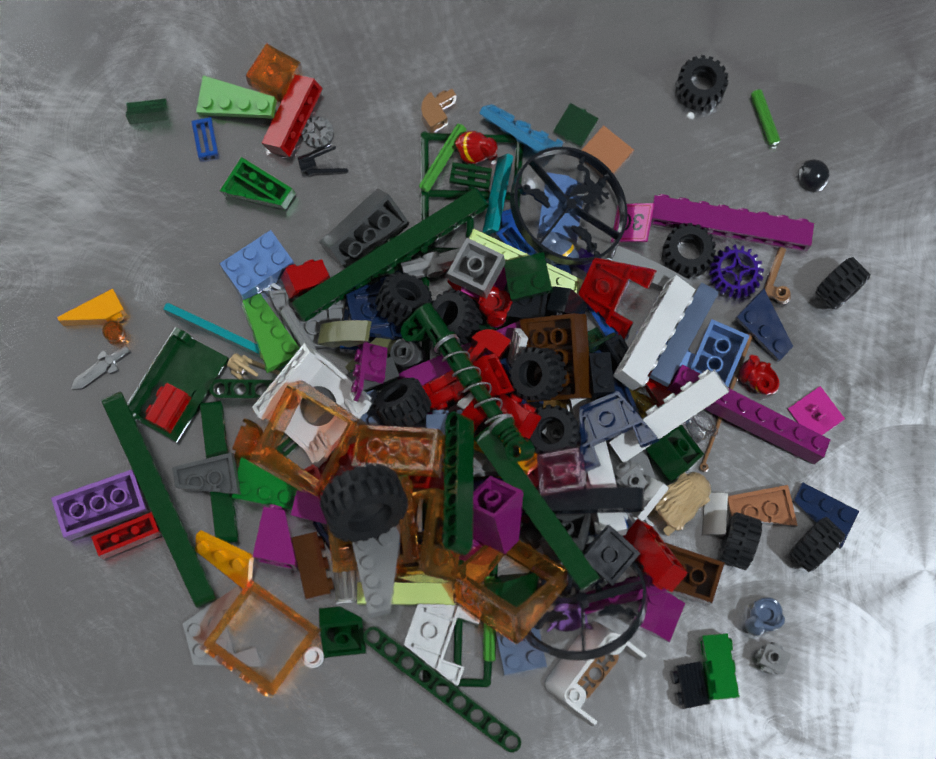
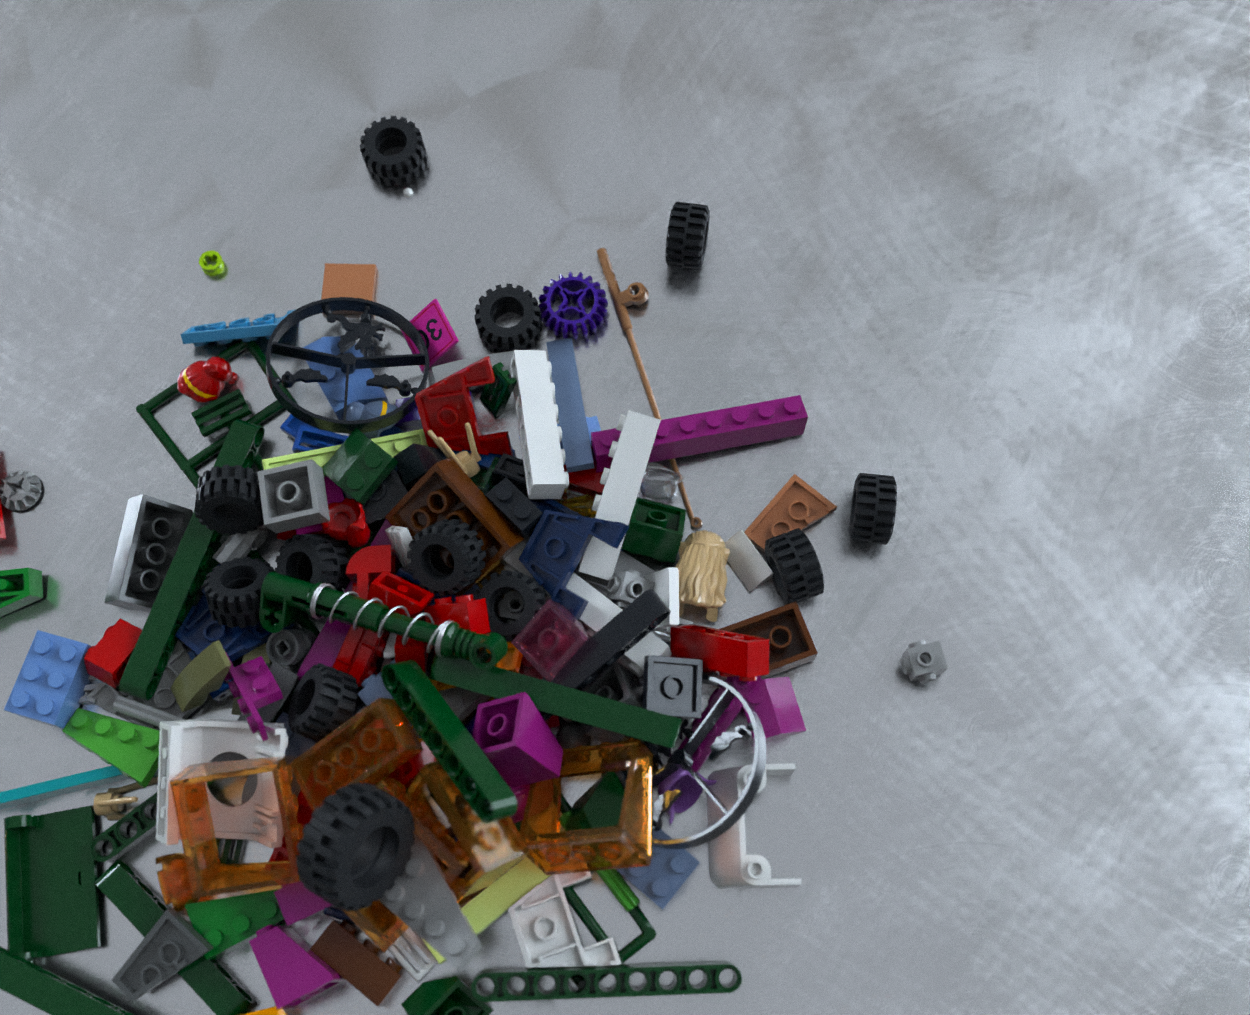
camera: 30 degrees left, 5 degrees down
(167, 407) = (58, 916): red brick -> none
(308, 161) = (31, 529): black plant -> none
(432, 109) = (131, 375): medium nougat brick -> none
(437, 240) = (229, 500): none -> black tyre
(441, 159) = (177, 419): bright green axle -> none
(497, 194) = (264, 408): teal tile -> none
(530, 75) = (212, 256): none -> lime bush
(575, 125) = (296, 284): clear green piece -> none
(594, 321) = (465, 460): none -> tan plant
(609, 665) = (763, 806): medium nougat beam -> none
(640, 298) = (501, 393): none -> dark green tile
(690, 685) = (865, 758): black brick -> none
(719, 350) = (616, 389): medium blue brick -> none
(719, 667) = (878, 716): green wedge -> none
(734, 223) = (533, 260): magenta brick -> none
(759, 376) = (677, 388): red hair -> none
(765, 117) = (484, 139): bright green axle -> none
(765, 326) = (644, 336): dark blue wing -> none
(765, 617) = (881, 625): sand blue hair -> none
(813, 175) = (575, 159): black hair -> none
(816, 412) = (763, 380): dark pink piece -> none
(820, 505) = (841, 470): dark blue wing -> none

